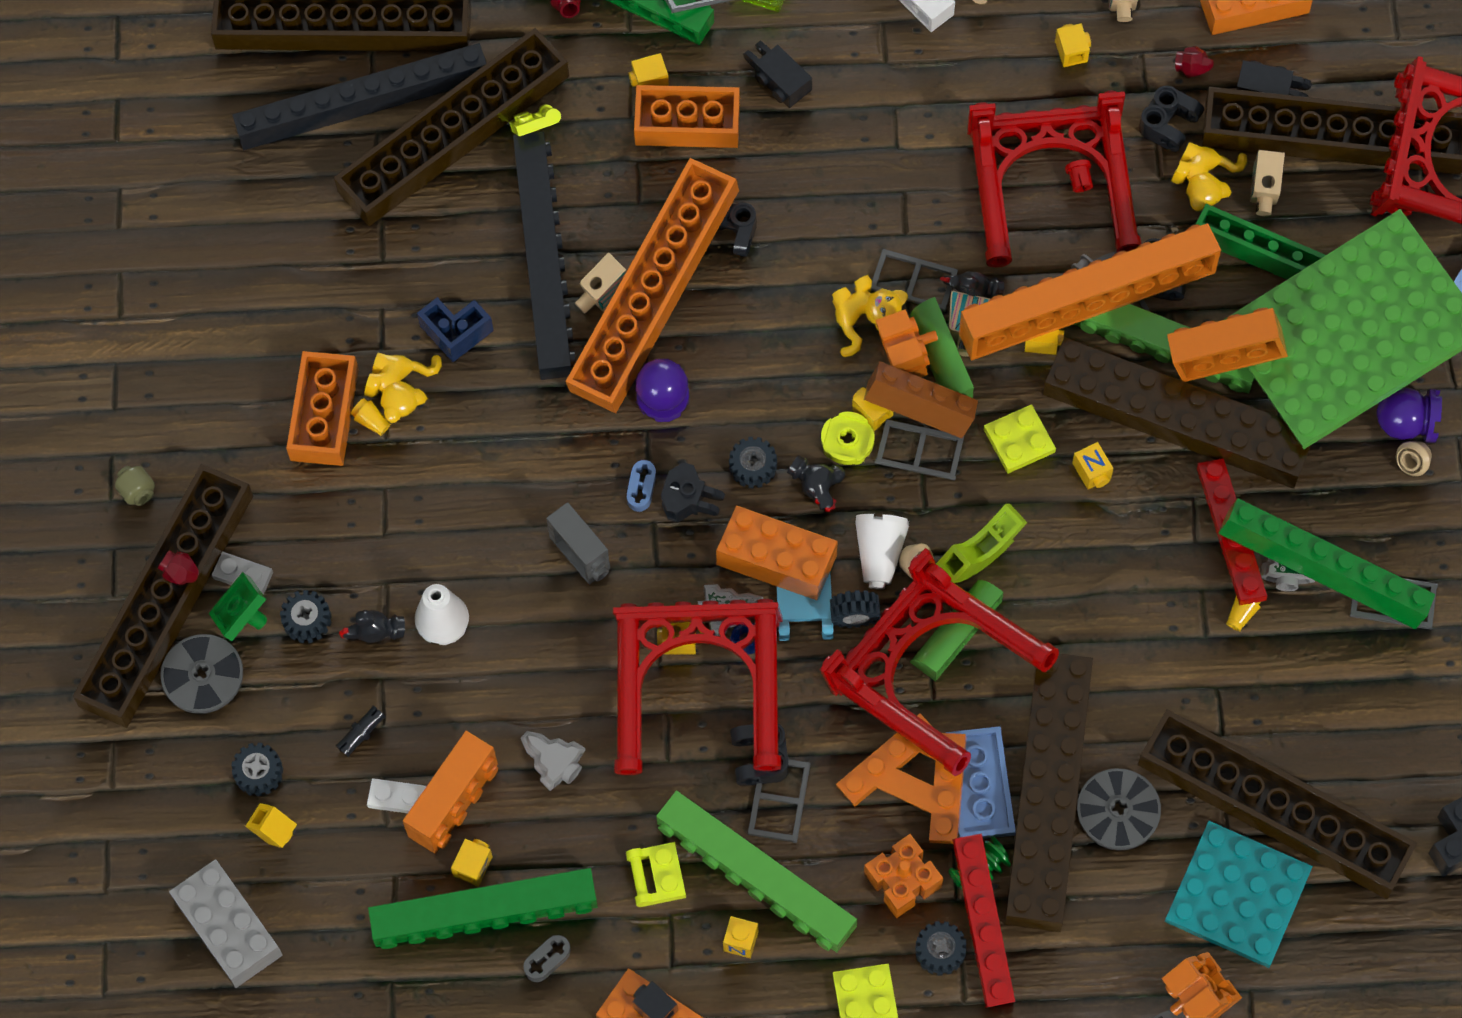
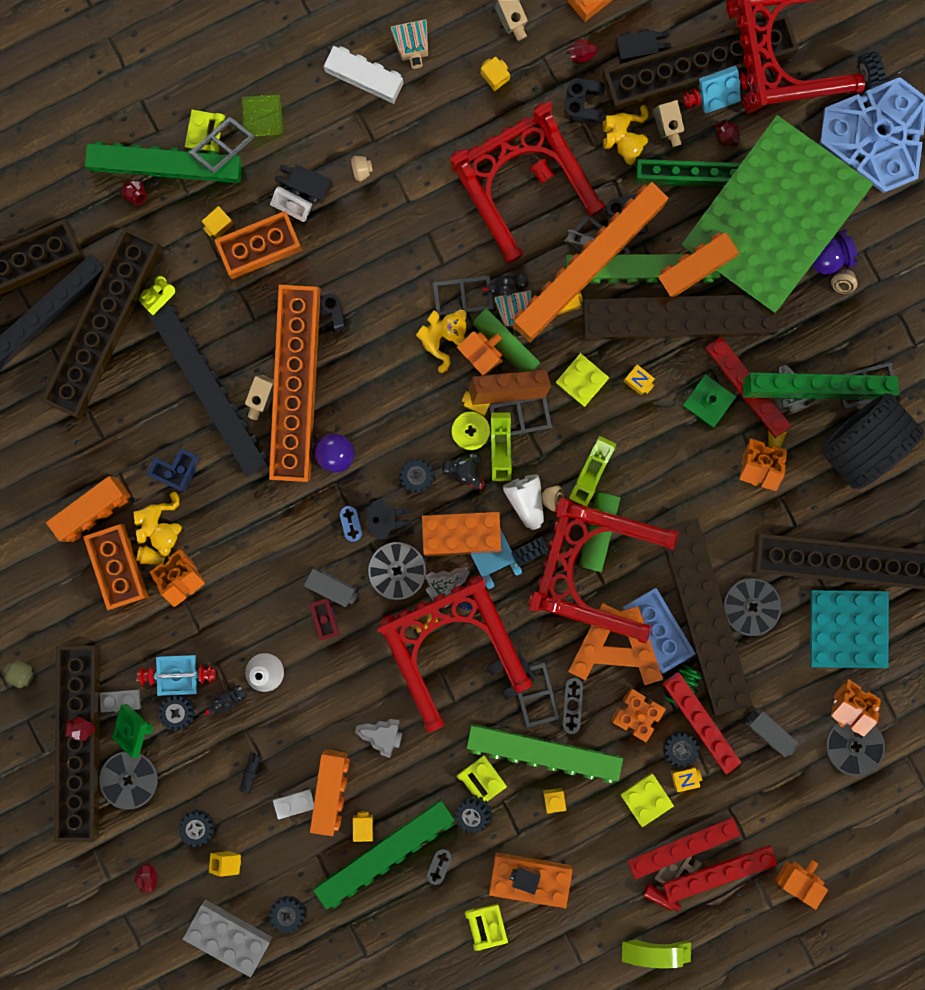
camera: 30 degrees left, 20 degrees up
(161, 801) = (146, 878): none -> dark red rock
(322, 939) = (291, 908): none -> black wheel
(325, 326) = (89, 509): none -> orange brick
(329, 571) = (176, 675): none -> medium azure plate
(392, 451) = (177, 578): none -> orange brick
(551, 580) = (324, 619): none -> dark red brick
(615, 907) = (468, 819): none -> black wheel
(672, 546) = (411, 565): none -> light grey piece
(752, 90) = (291, 203): none -> white plate
(818, 851) = (566, 719): none -> dark grey beam
(856, 83) = (361, 167): none -> tan cone
(879, 466) = (501, 446): none -> lime arch
(931, 988) = (686, 778): none -> yellow brick
(1071, 971) = (771, 732): none -> dark grey window
(1174, 531) = (709, 401): none -> green tile
(1208, 630) = (763, 465): none -> orange brick
(1336, 226) = (727, 133): none -> dark red rock
(1344, 169) = (717, 90): none -> medium azure plate
(1362, 647) = (872, 441): none -> black tyre

